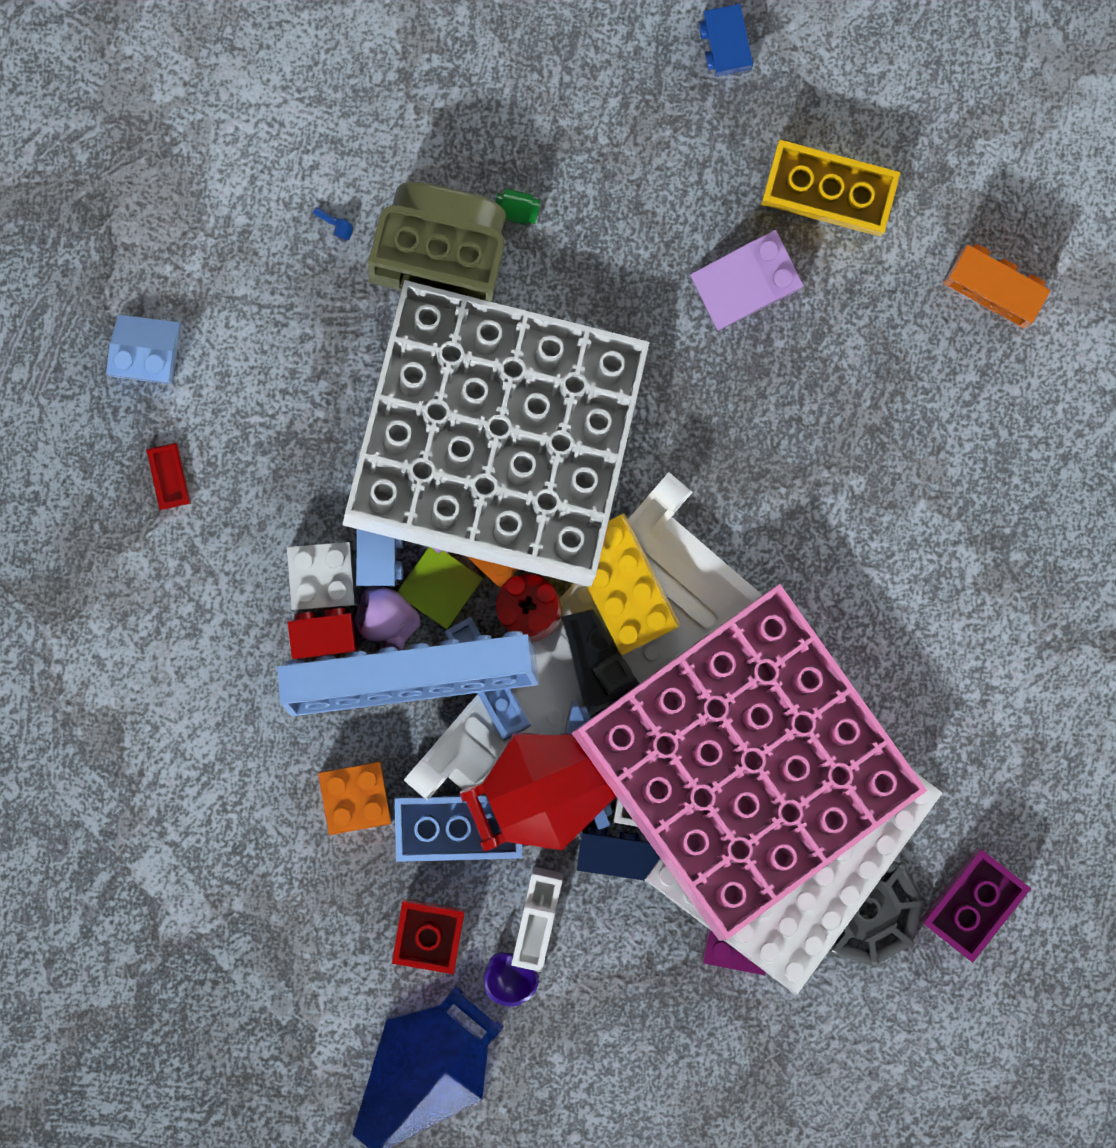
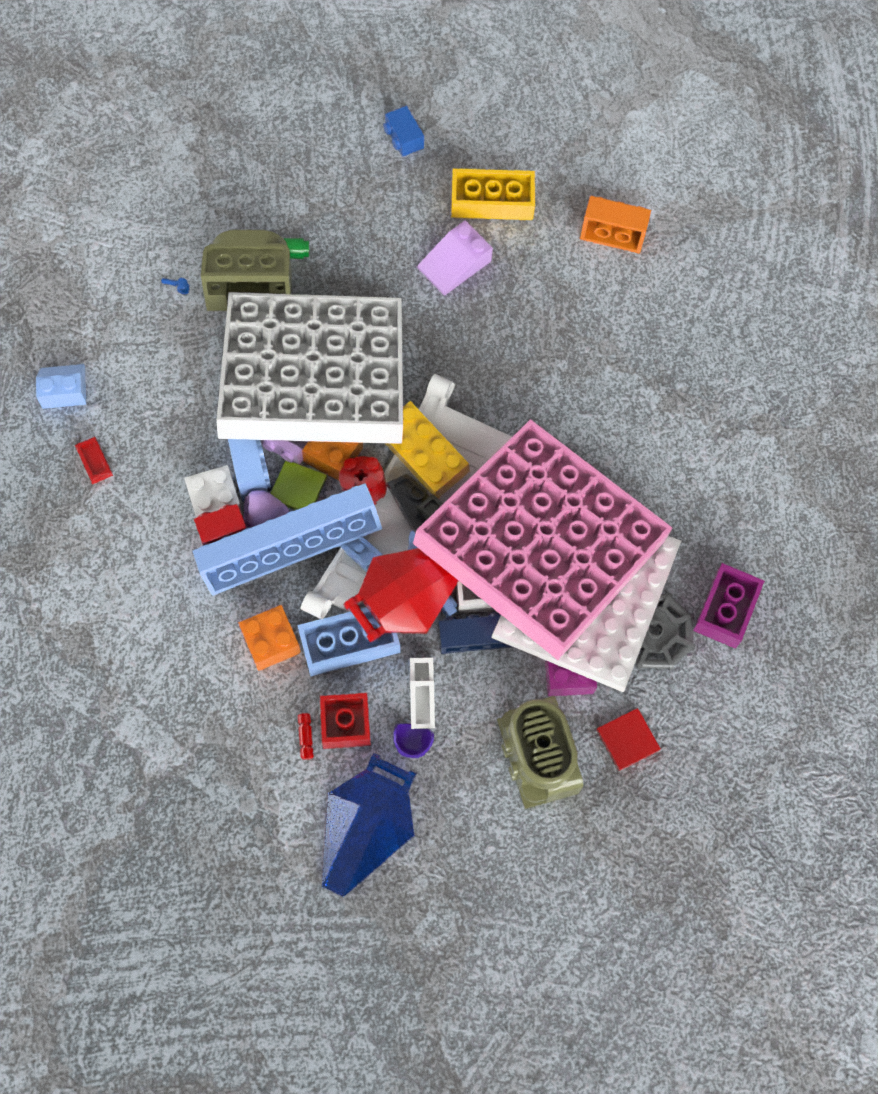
camera: 20 degrees left, 20 degrees down
(373, 938) = (305, 736): none -> red axle
(659, 1009) = (540, 772): none -> olive brick
(789, 1044) = (628, 739): none -> red tile

